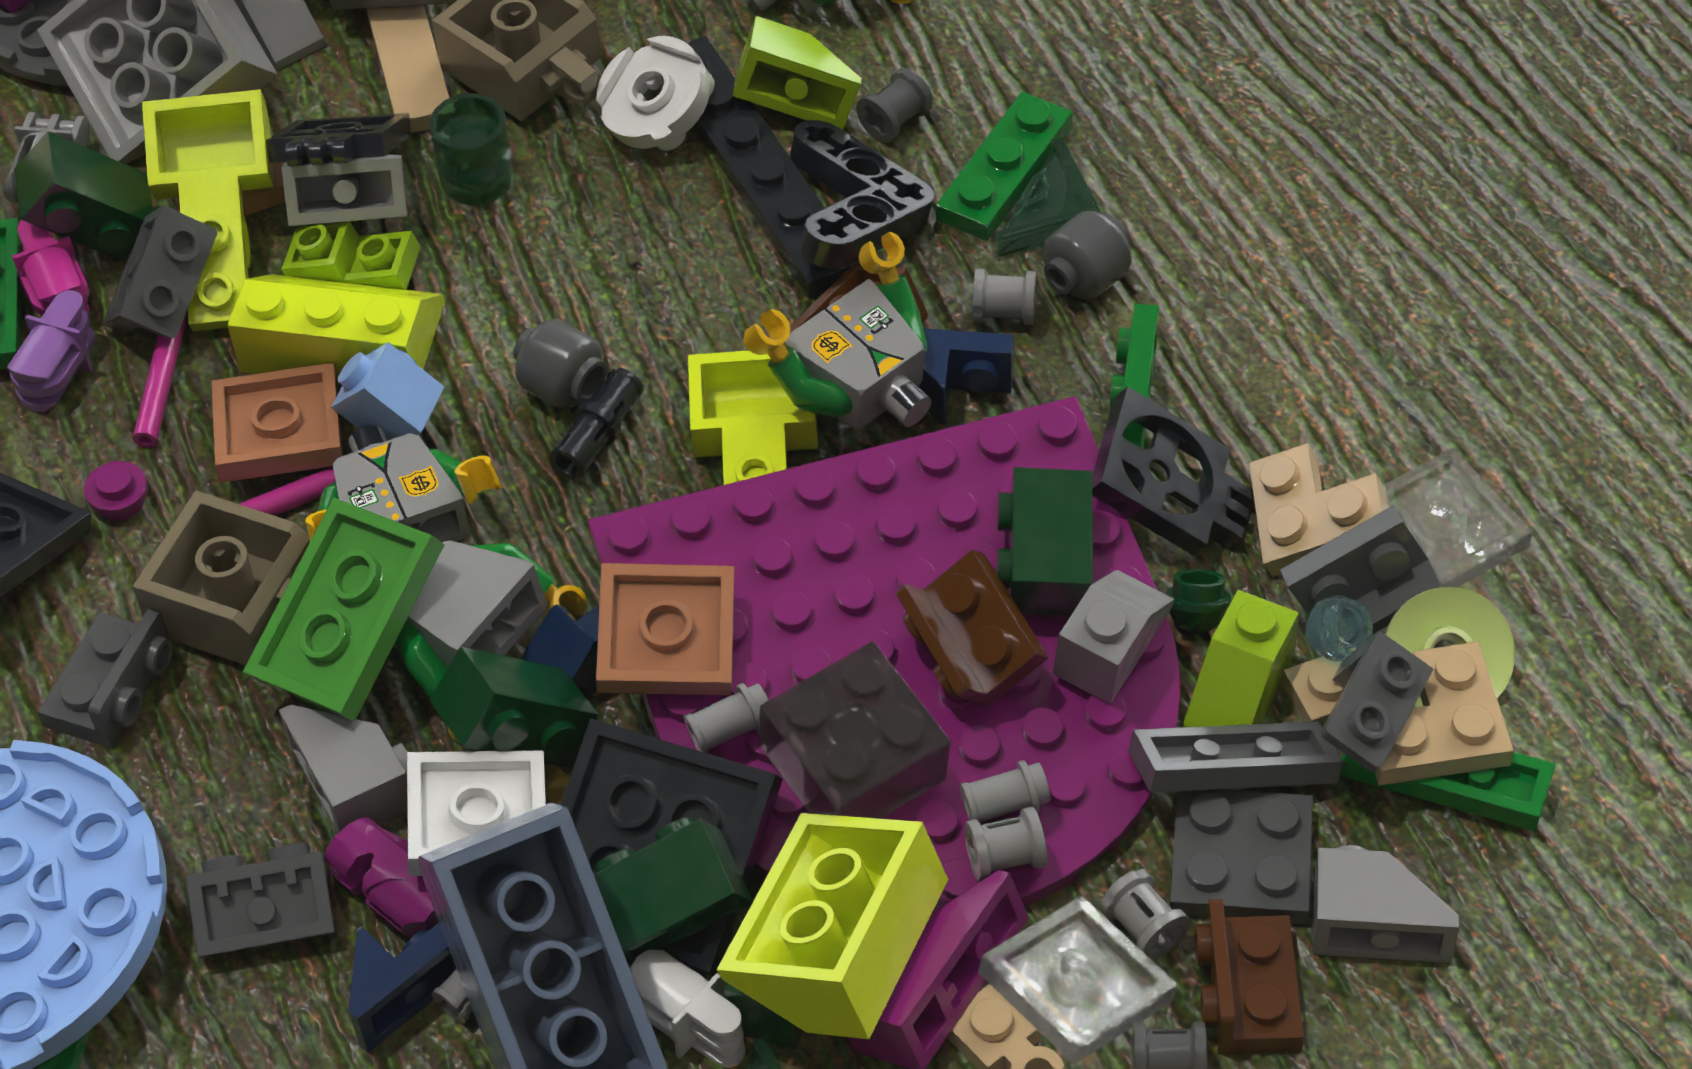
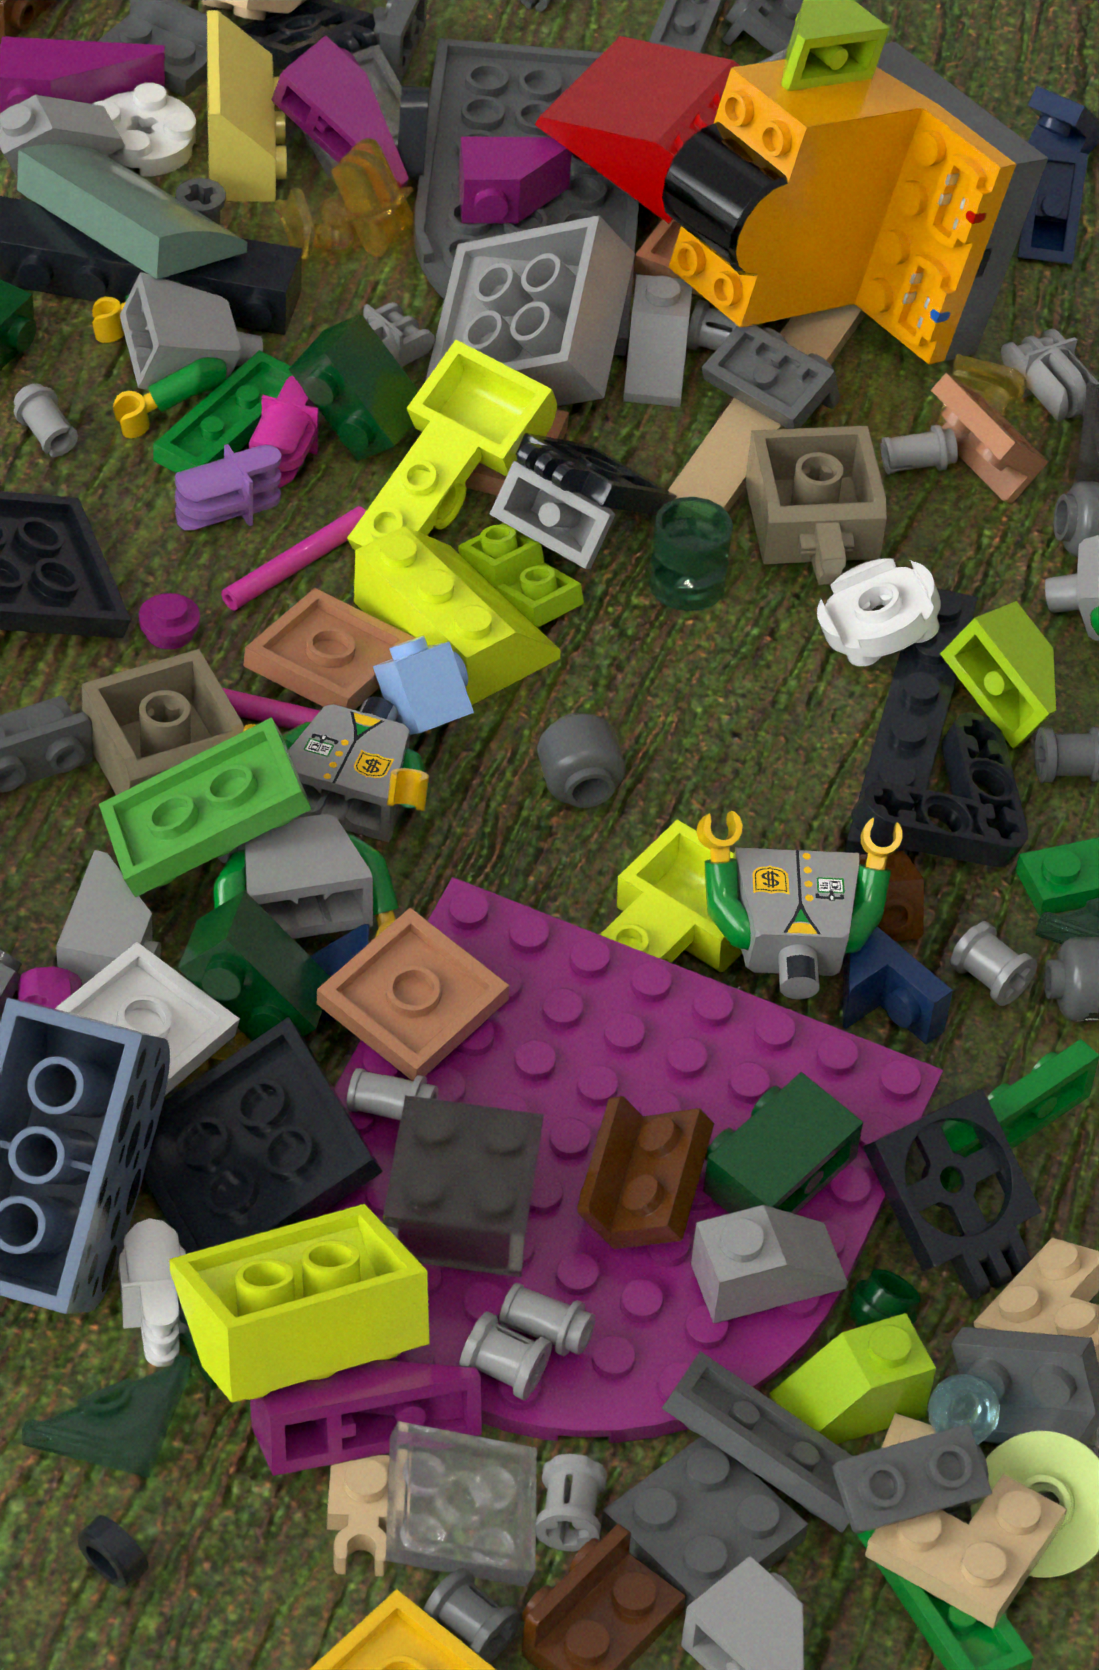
camera: 35 degrees right, 5 degrees down
(161, 274) = (355, 483): dark grey bracket -> none
(596, 423) = (565, 825): black pin -> none
(670, 887) = (211, 1182): dark green brick -> none

